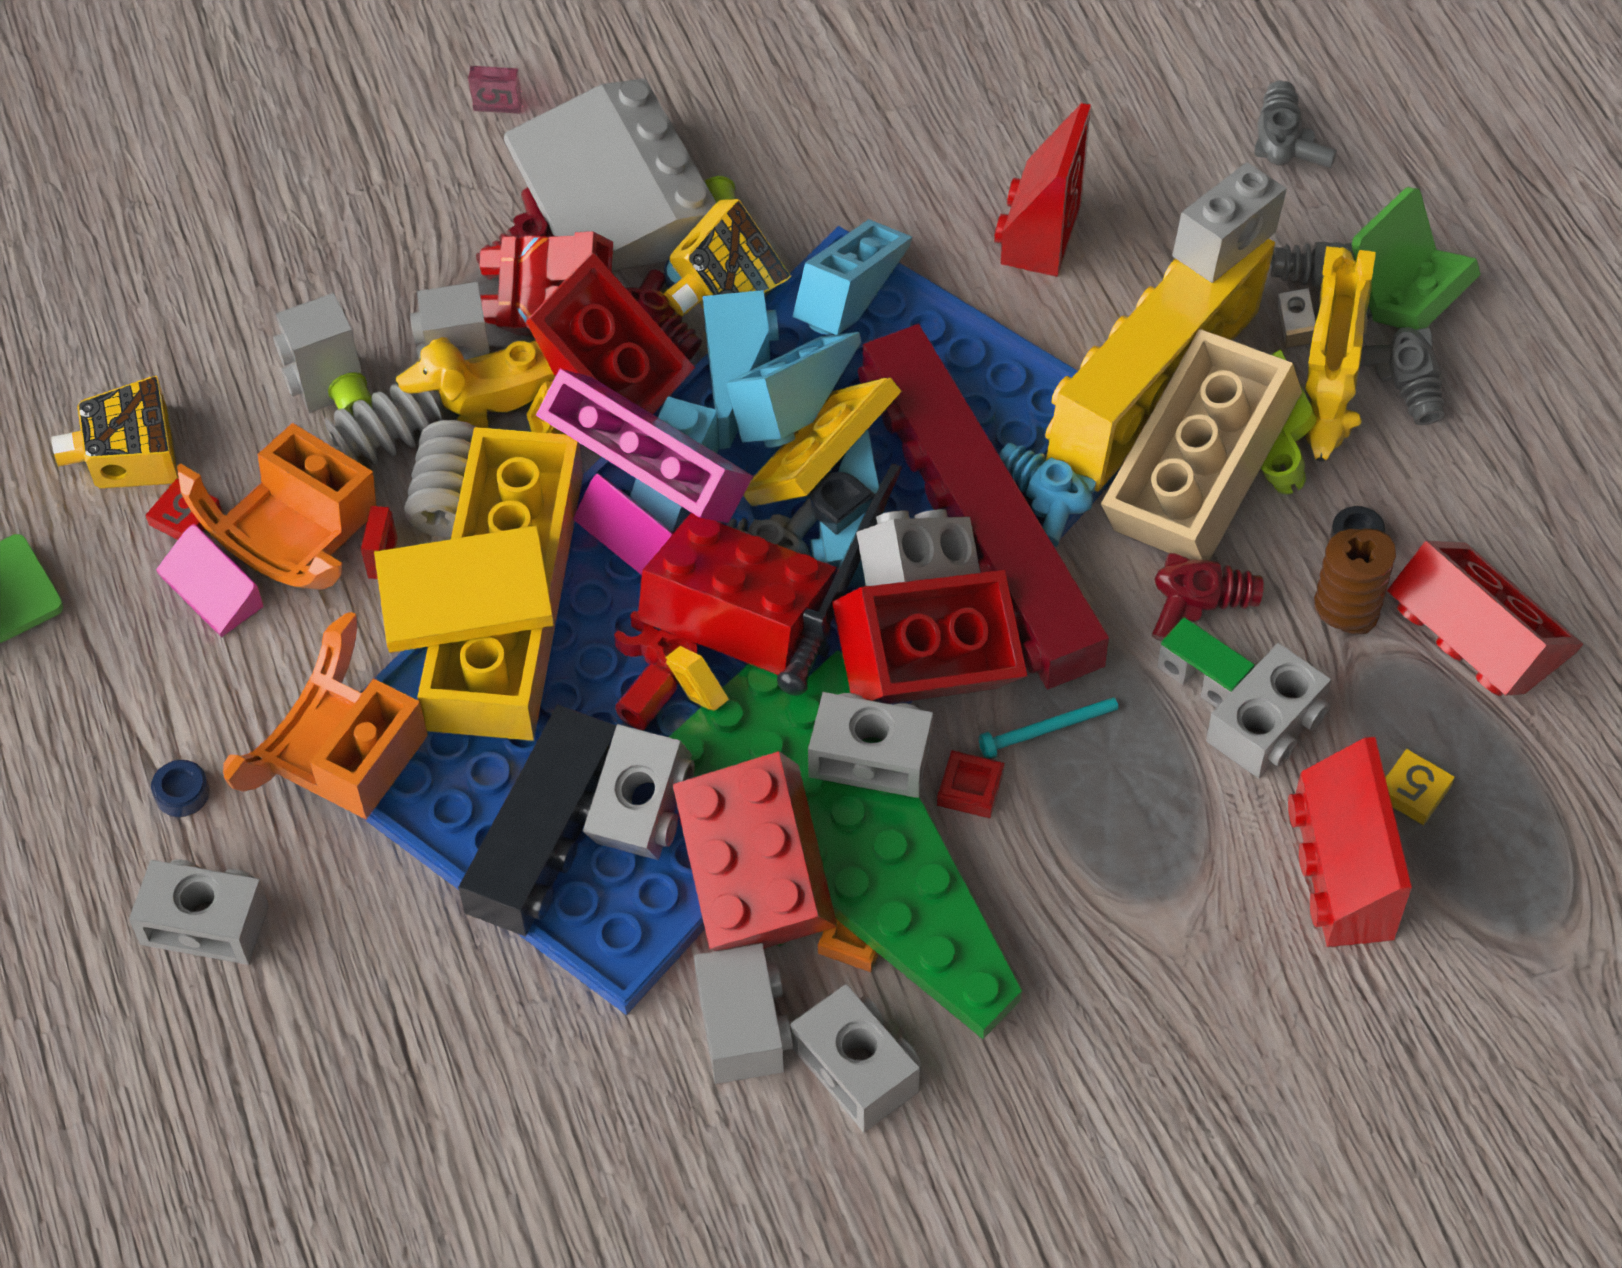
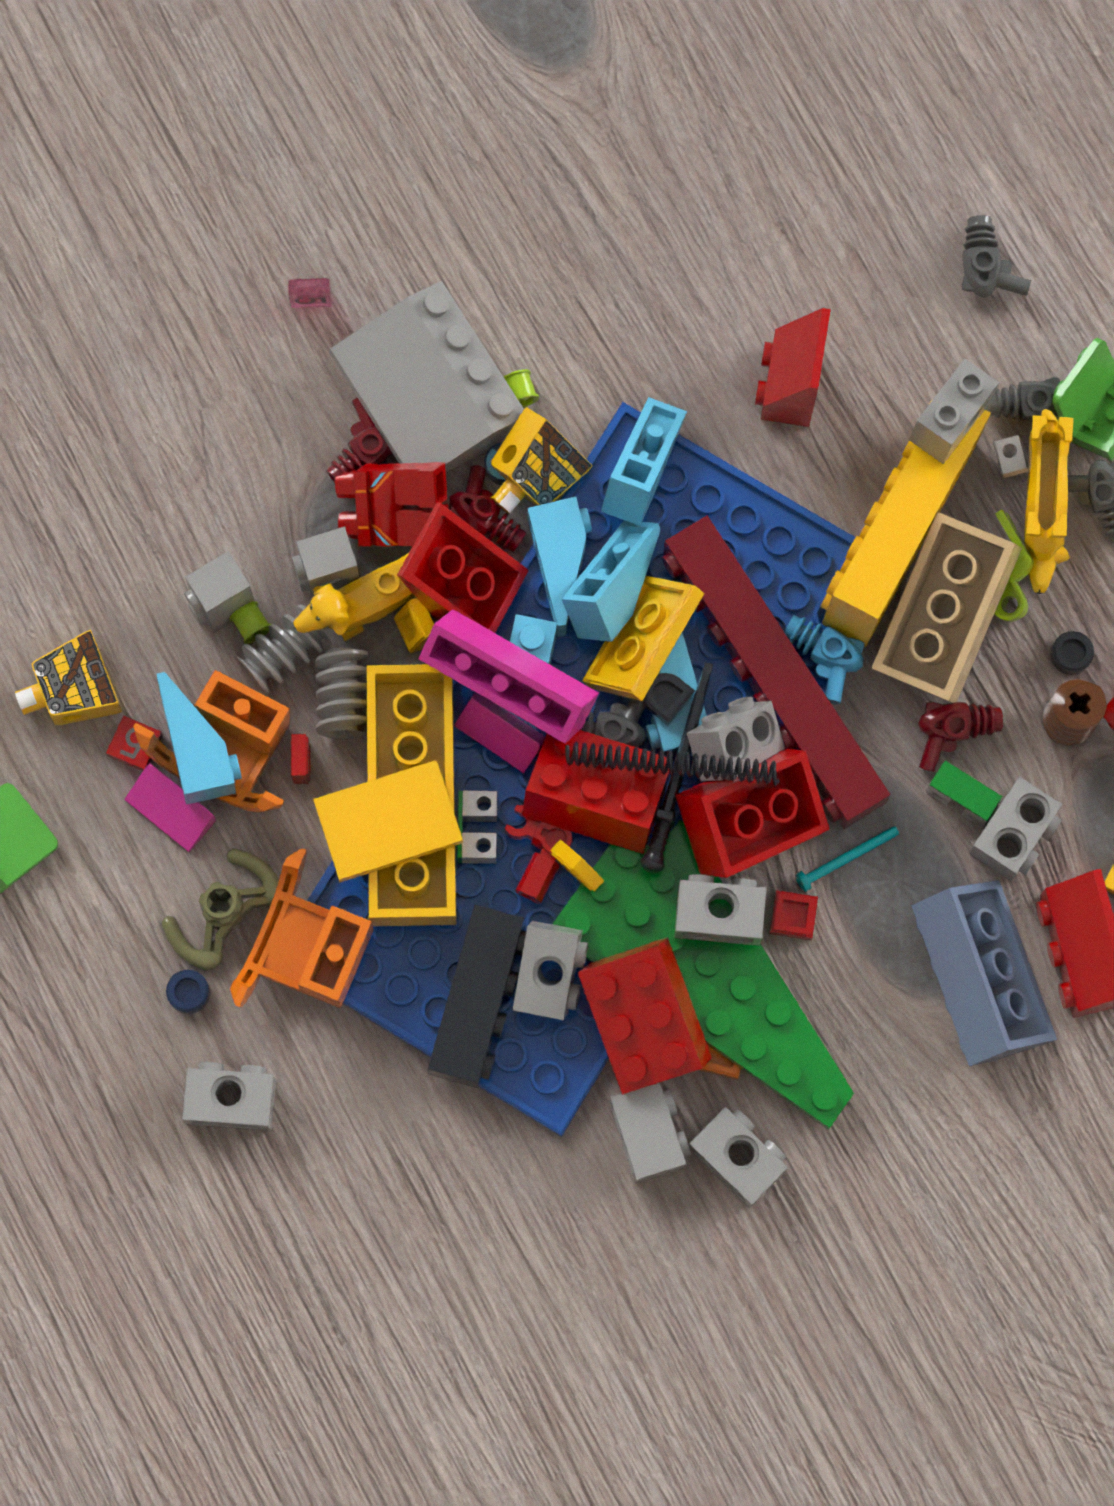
camera: 10 degrees left, 20 degrees up
(244, 696) = (223, 910): none -> olive piece
(252, 506) = (198, 749): none -> medium azure slope
(578, 631) = (469, 812): none -> flat silver piece
(828, 546) = (669, 764): none -> black piece
(1211, 871) = (983, 972): none -> sand blue slope

